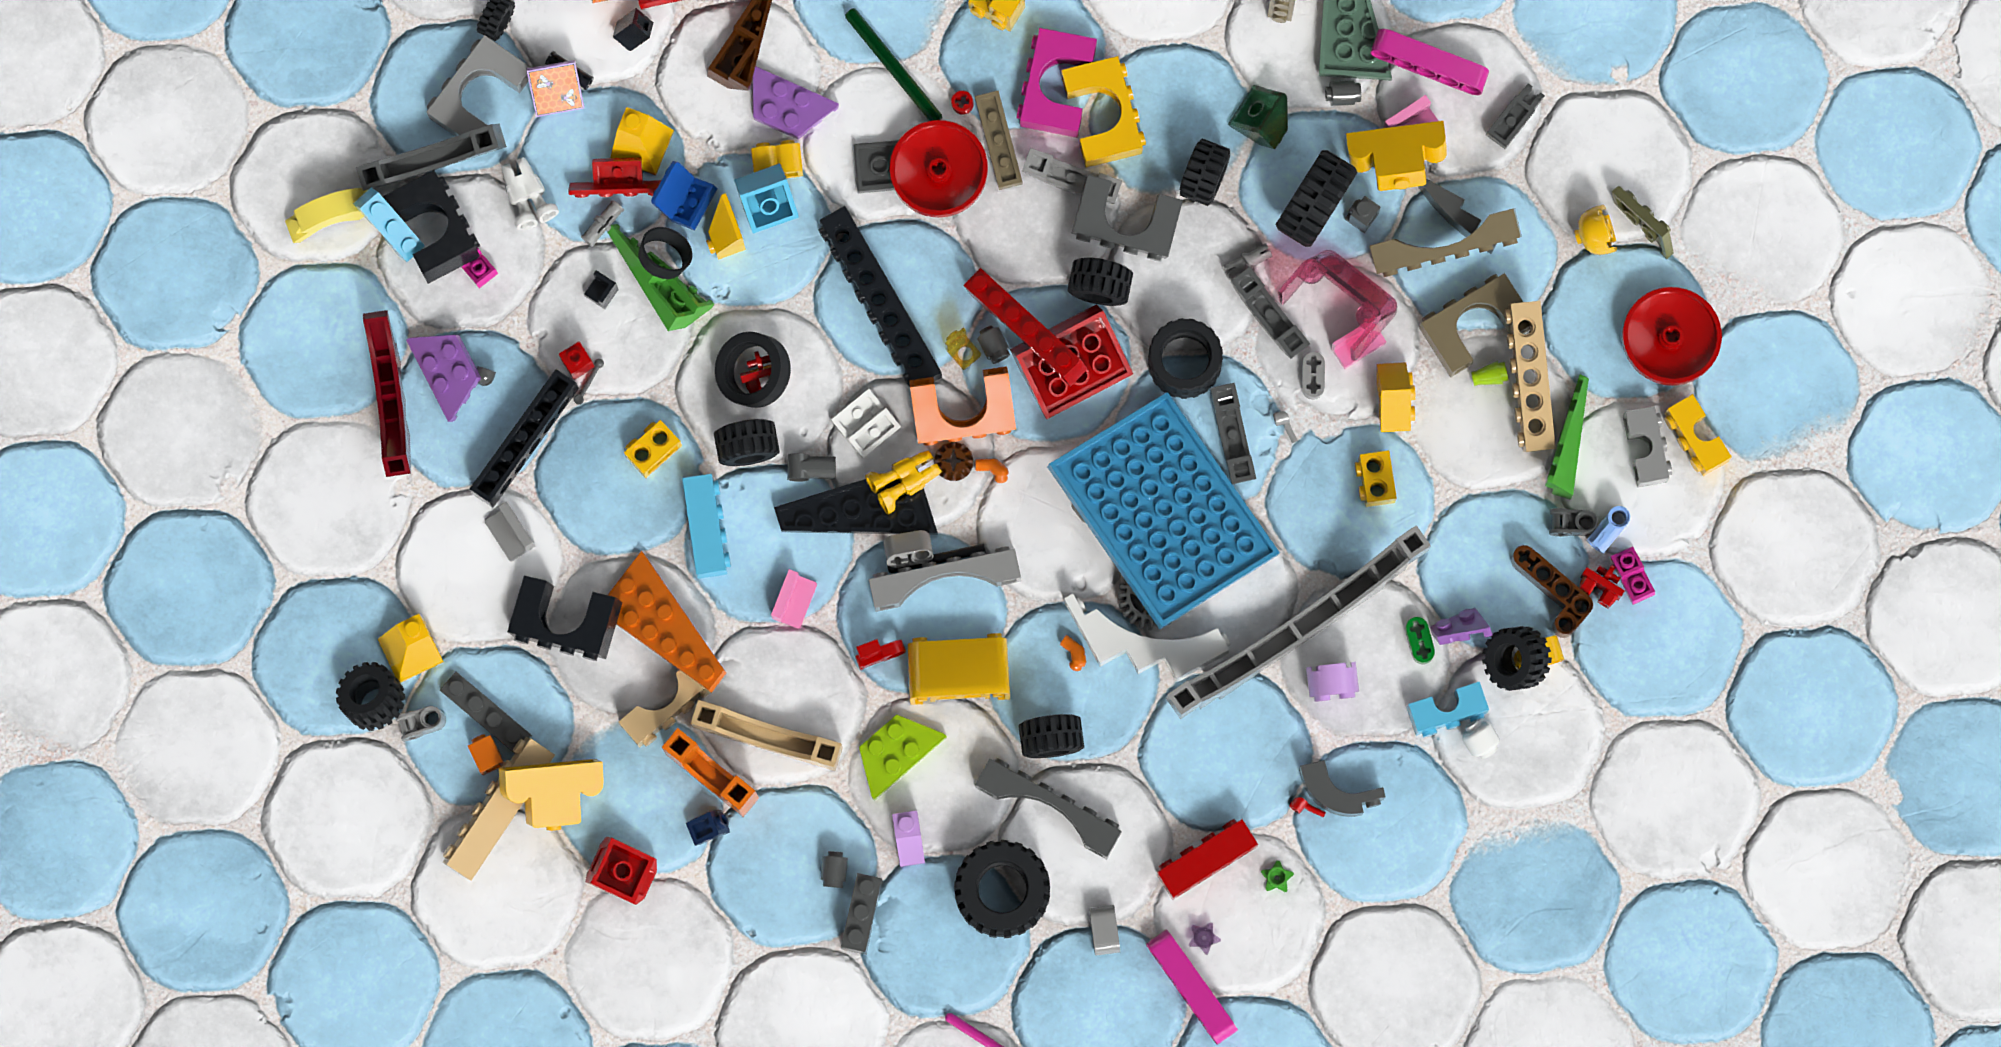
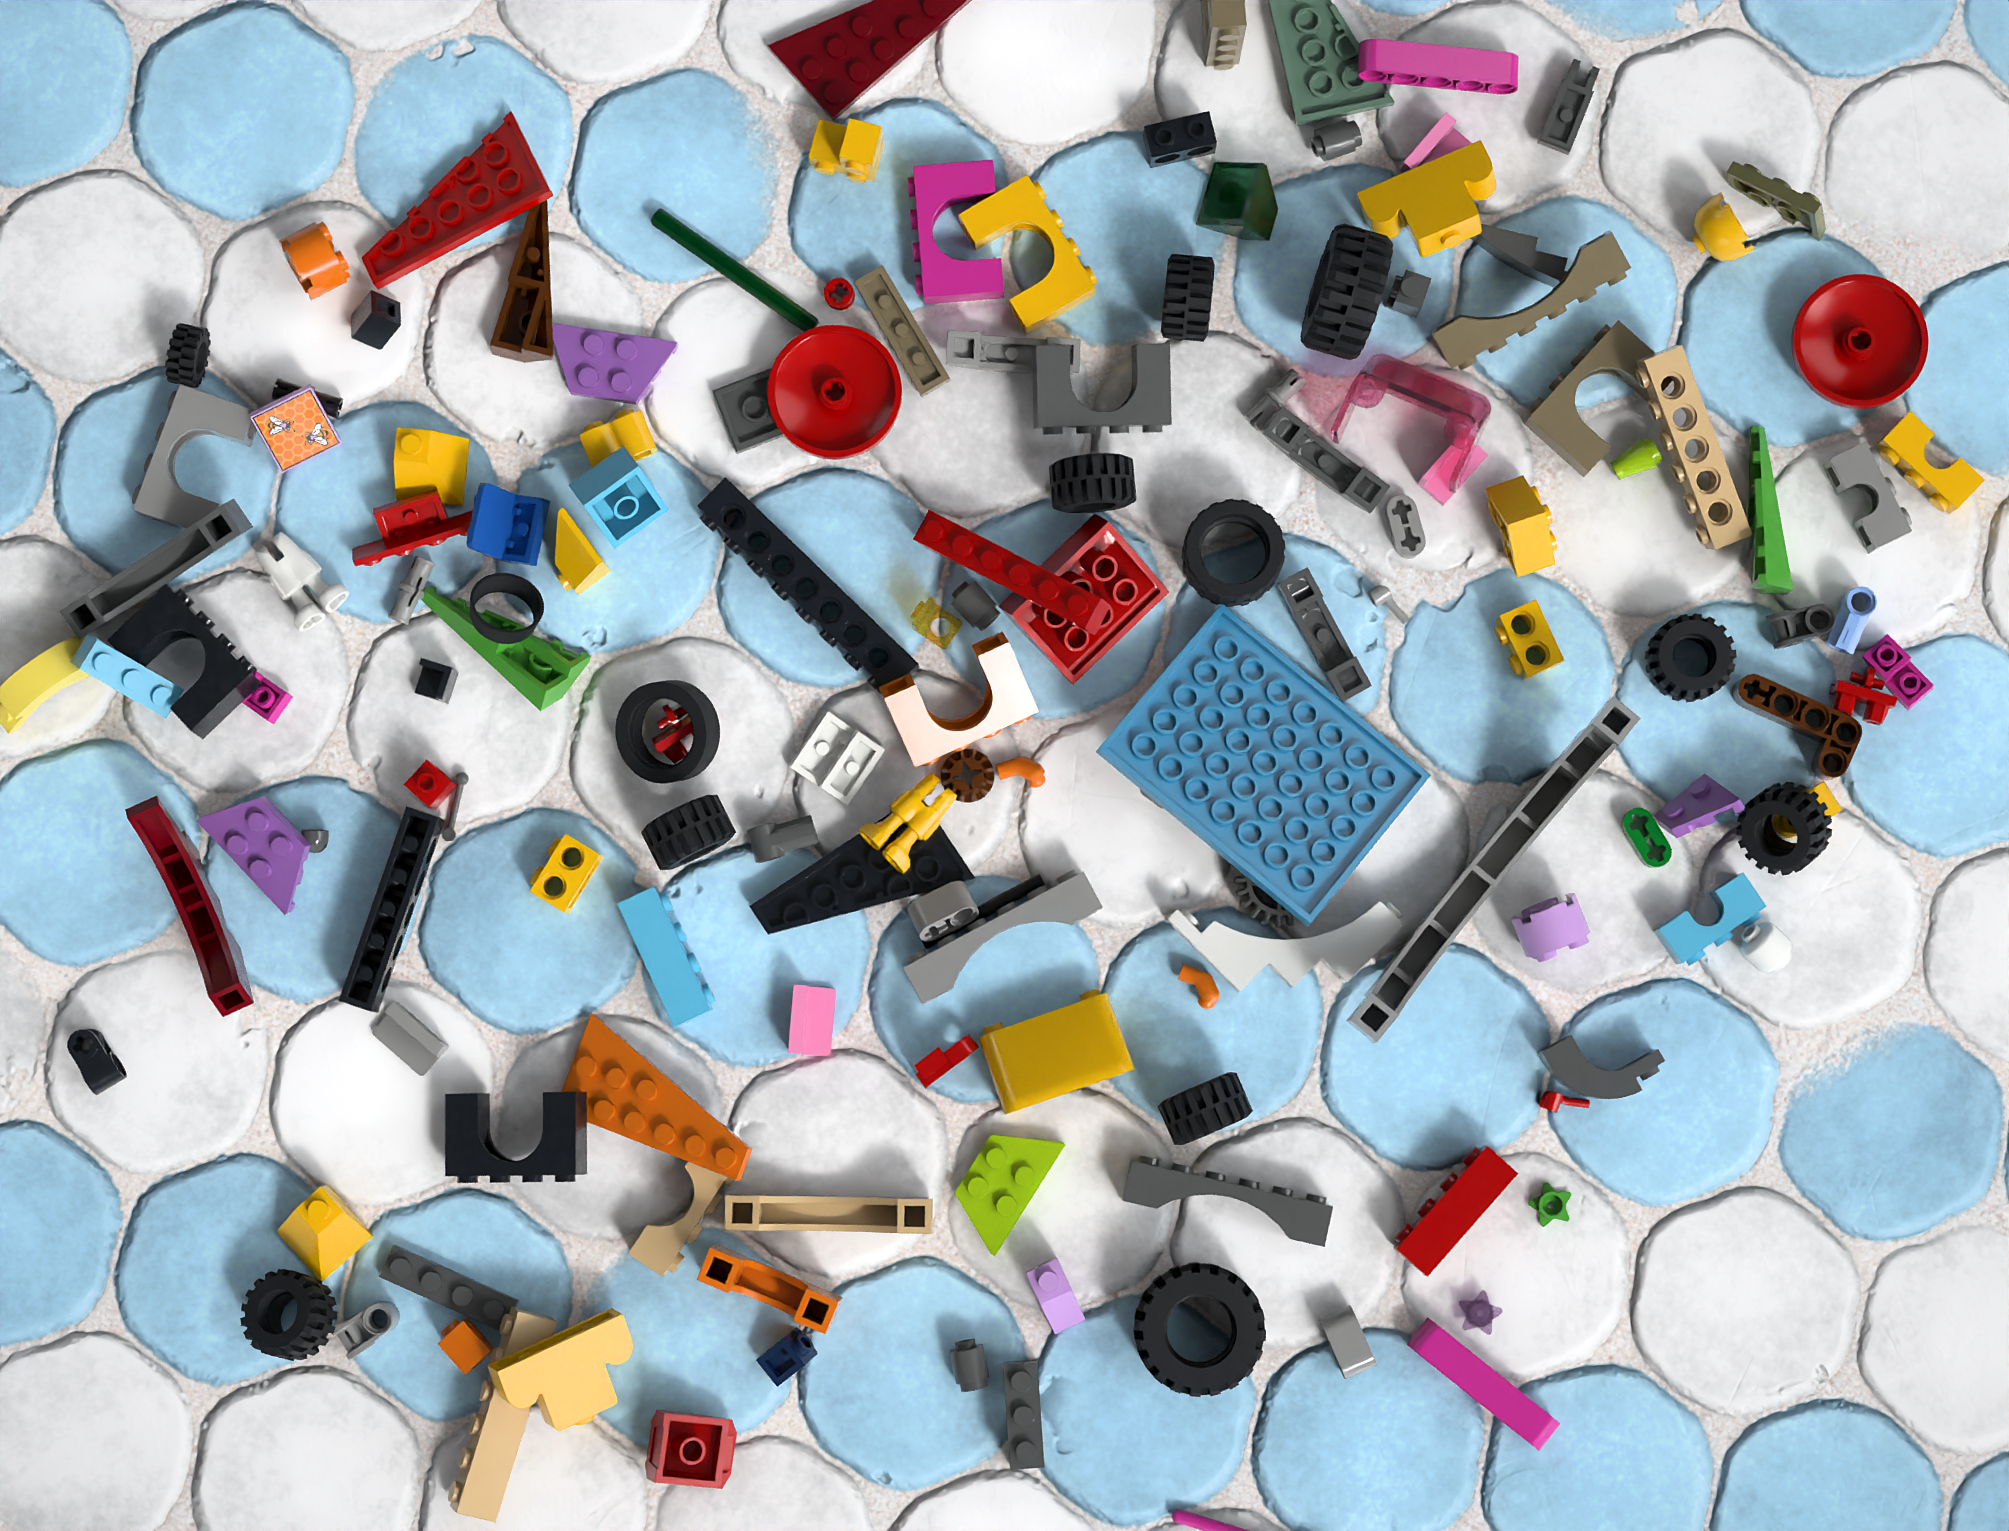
camera: 15 degrees left, 5 degrees up
(288, 488) = (98, 1064): none -> black piece
(1232, 62) = (1179, 139): none -> black brick
(1492, 502) = (1710, 638): none -> black tyre

